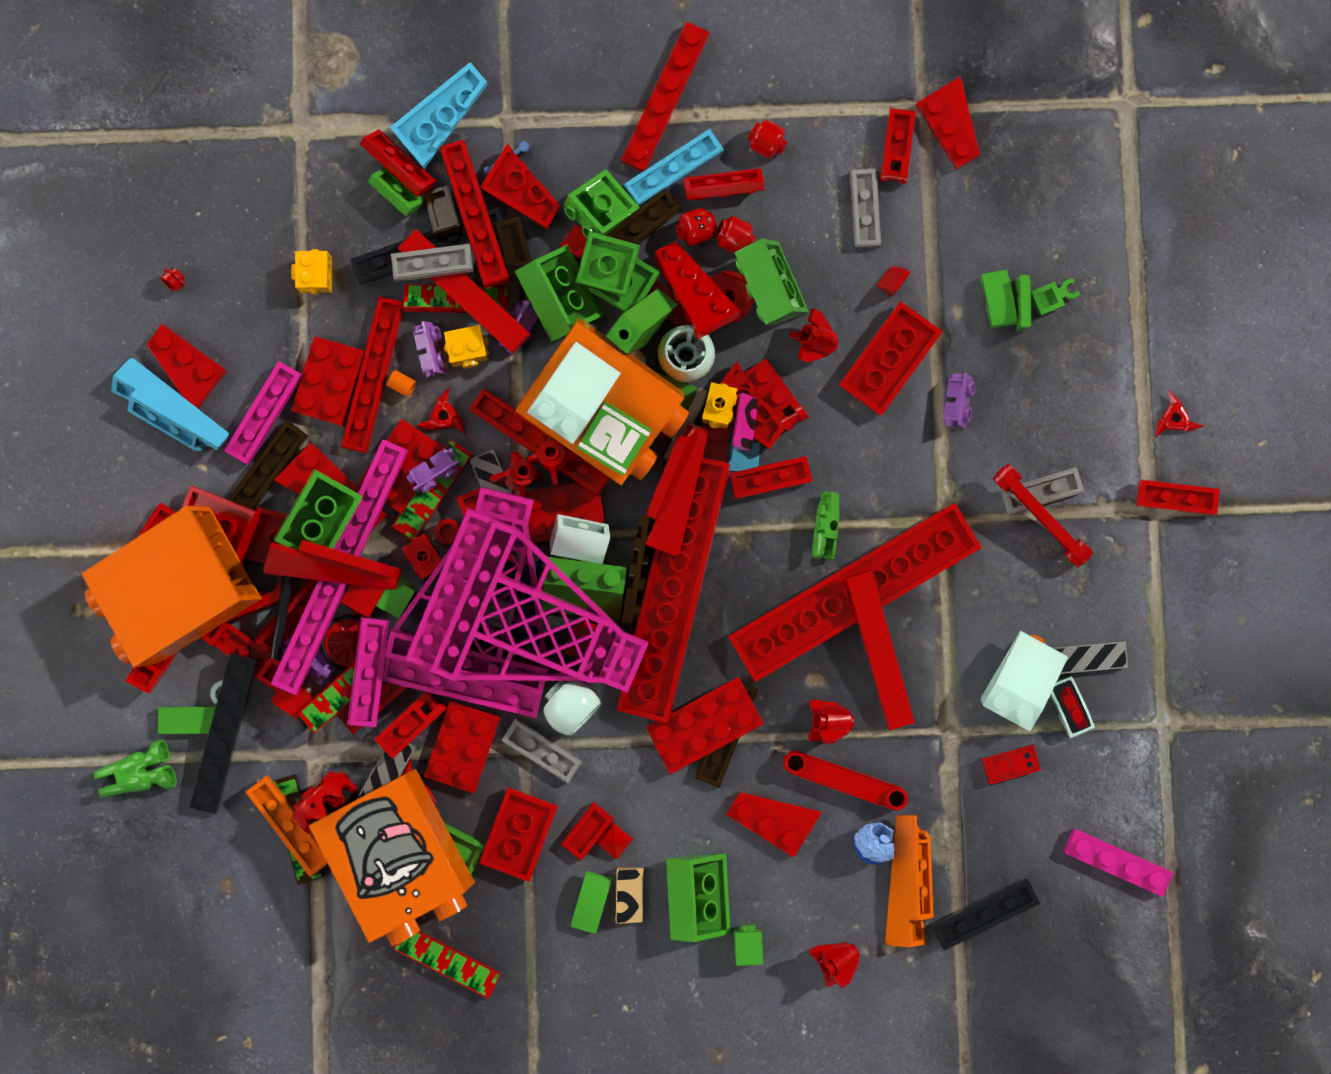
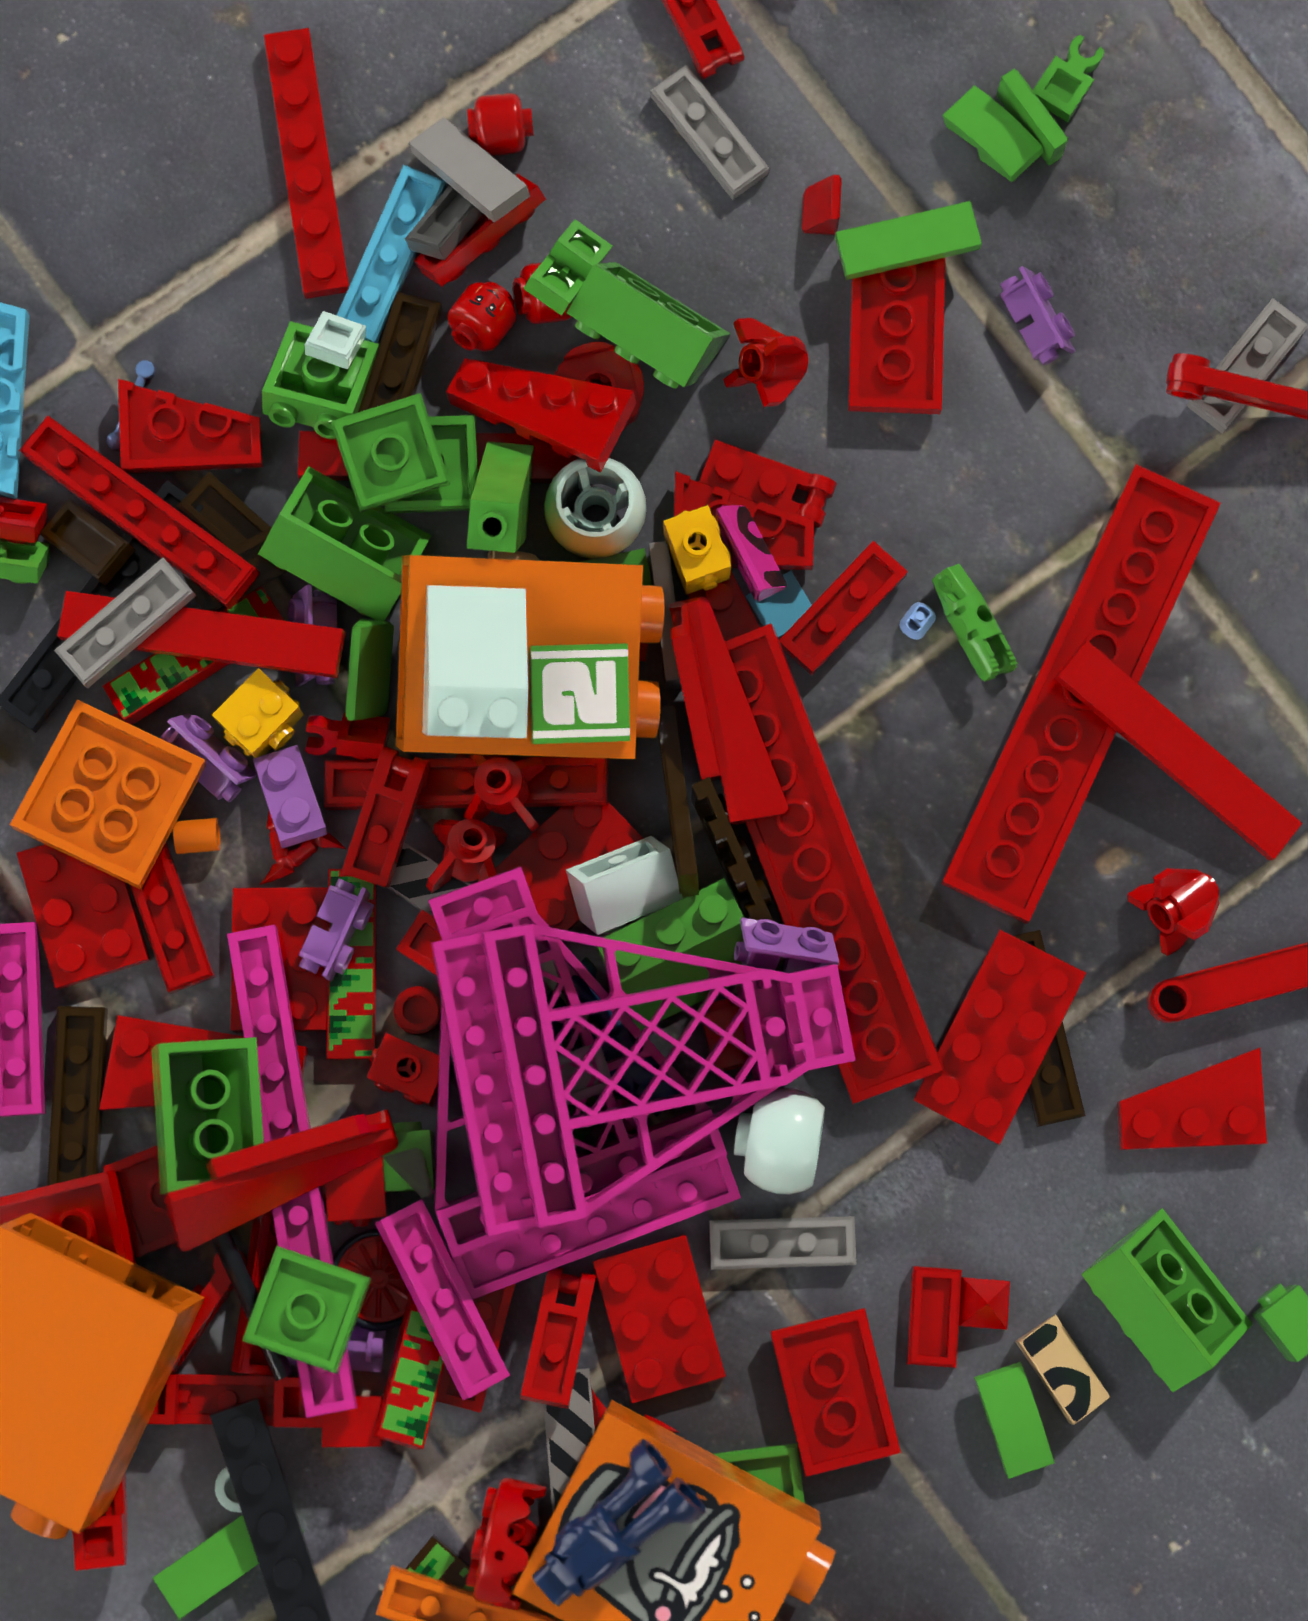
camera: 30 degrees left, 5 degrees down
(302, 636) = (306, 1309): none -> bright green tile
(357, 829) = (594, 1547): none -> dark blue piece
(372, 337) = (108, 794): none -> orange plate
(393, 606) = (413, 1169): none -> clear smoke slope
(455, 393) = (289, 796): none -> medium lavender plate
(490, 434) = (385, 818): none -> red plate
(502, 385) = (357, 738): none -> red plate
(531, 359) = (369, 669): none -> bright green slope
(619, 192) = (335, 340): none -> light aqua tile
(629, 517) = (677, 802): none -> dark brown tile
(640, 624) = (768, 941): none -> medium lavender hinge
(714, 169) = (443, 225): none -> dark grey tile
(737, 152) = (469, 169): none -> light grey tile
(750, 230) = (567, 266): none -> bright green slope
(802, 507) = (917, 620): none -> light blue rock
(921, 324) = (908, 240): none -> bright green tile

